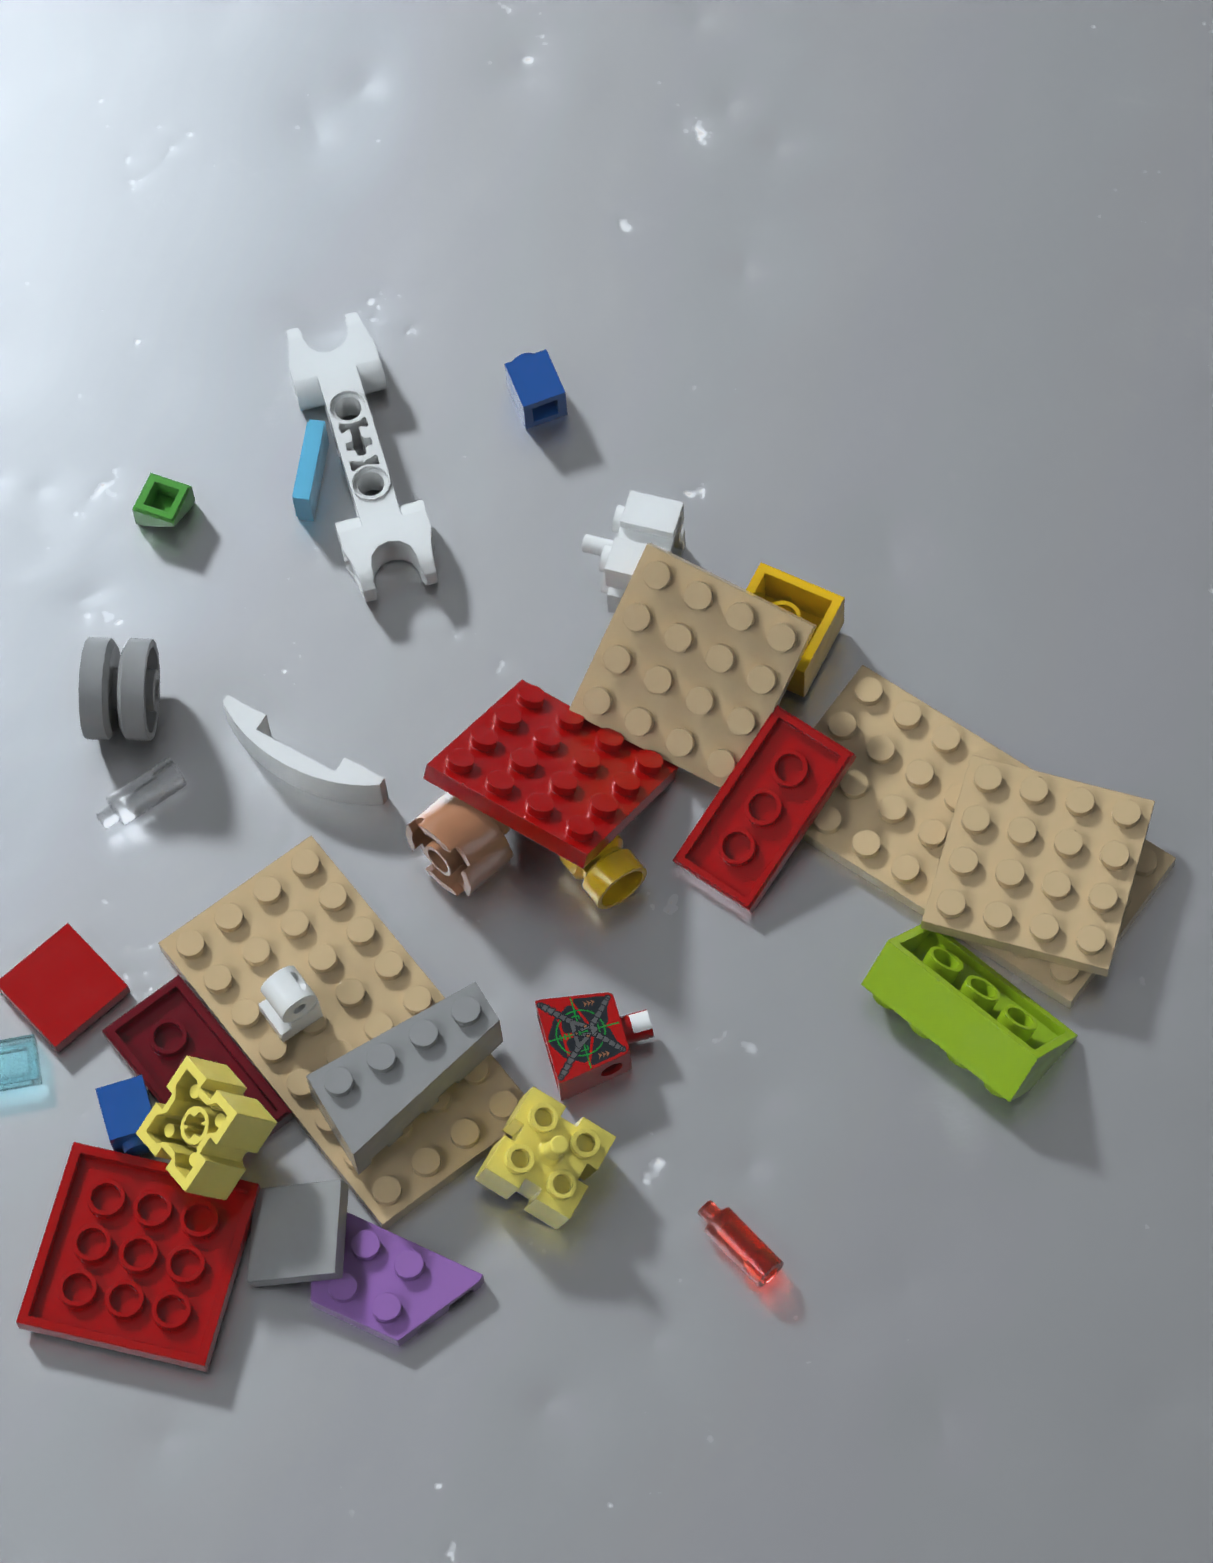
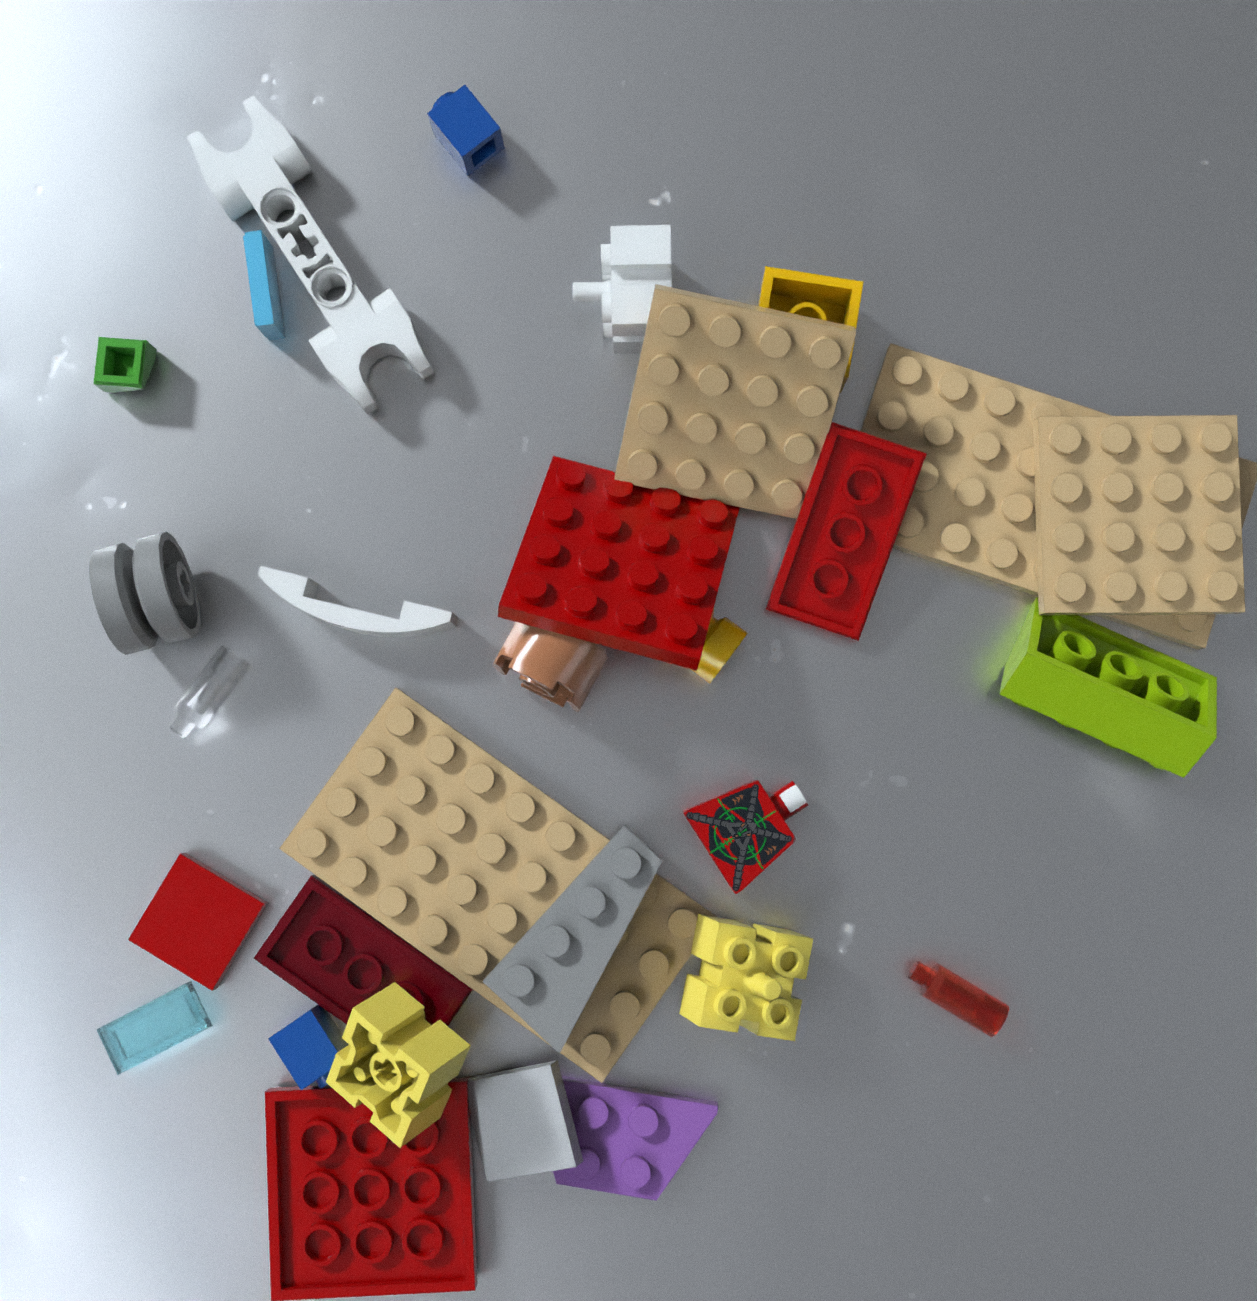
camera: 15 degrees left, 20 degrees up
(289, 1003) = (437, 890): white leg -> none

